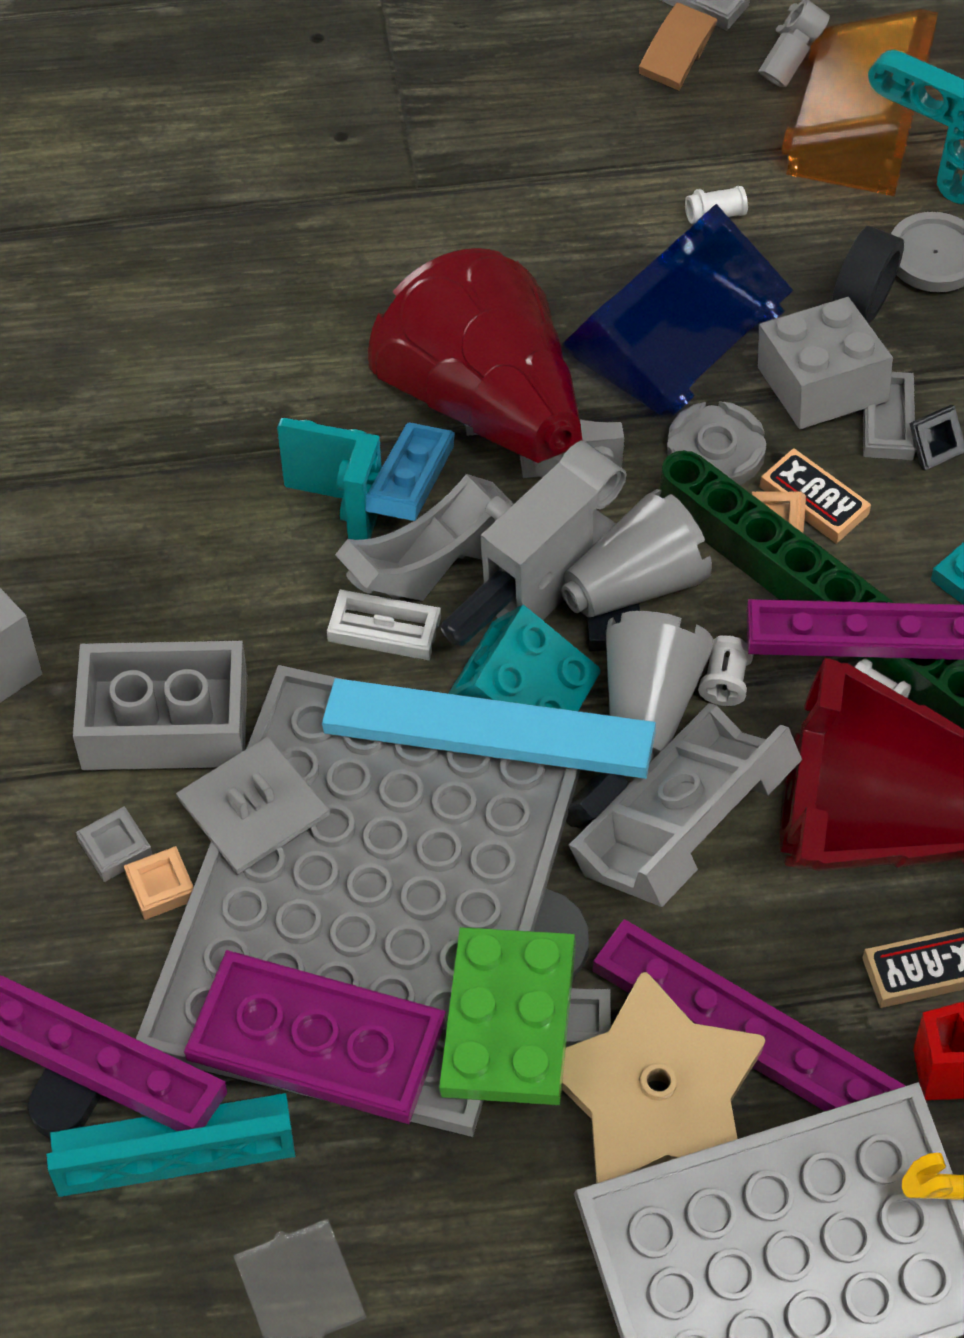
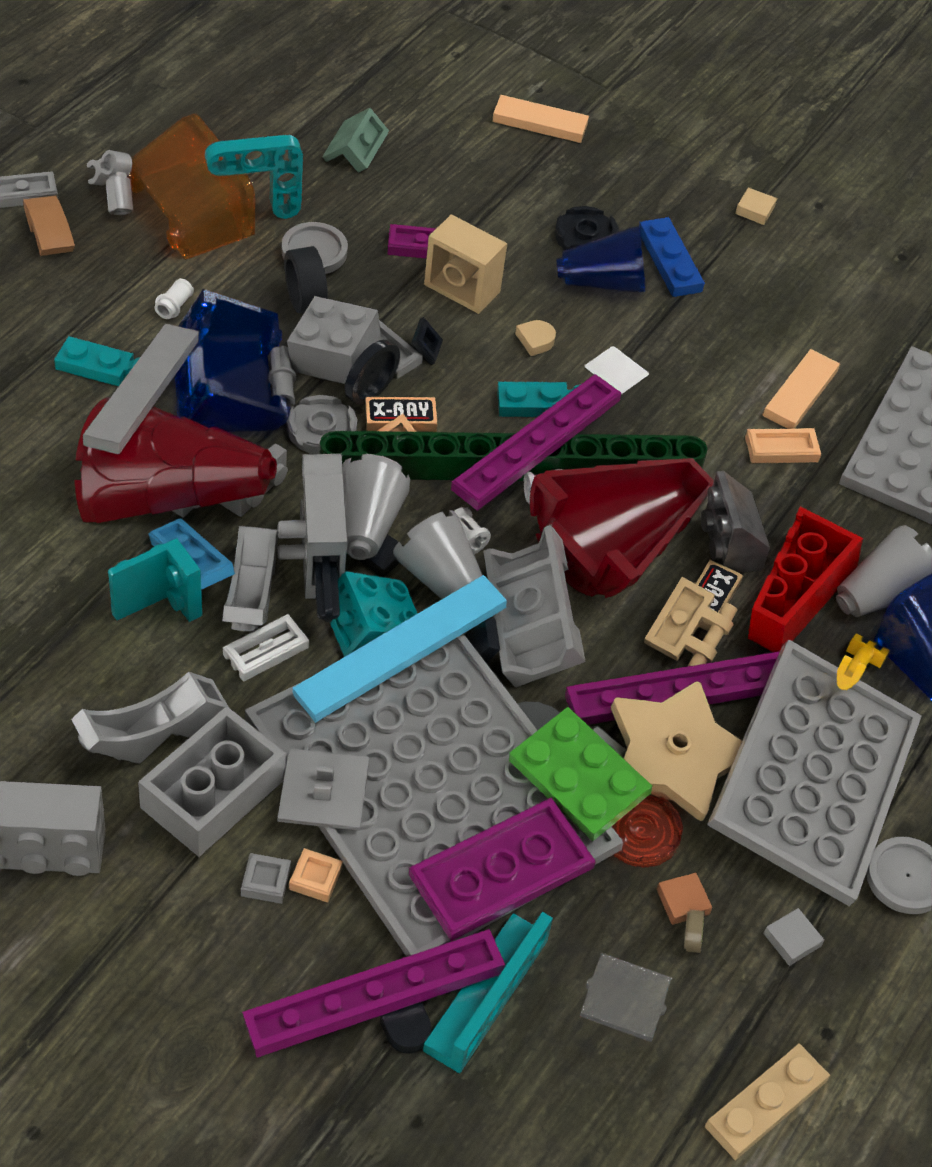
camera: 55 degrees left, 5 degrees down
(166, 601) = (140, 728): none -> light grey arch
(440, 1291) = (694, 931): none -> dark tan tile
(480, 1250) = (681, 895): none -> nougat tile
(528, 262) = (140, 389): none -> light grey tile
(530, 1146) = (649, 833): none -> clear red tile
(567, 221) = (94, 361): none -> teal plate
(727, 365) = (282, 375): none -> light grey axle
(818, 422) = (372, 371): none -> black piece
(845, 958) = (680, 619): none -> tan plate

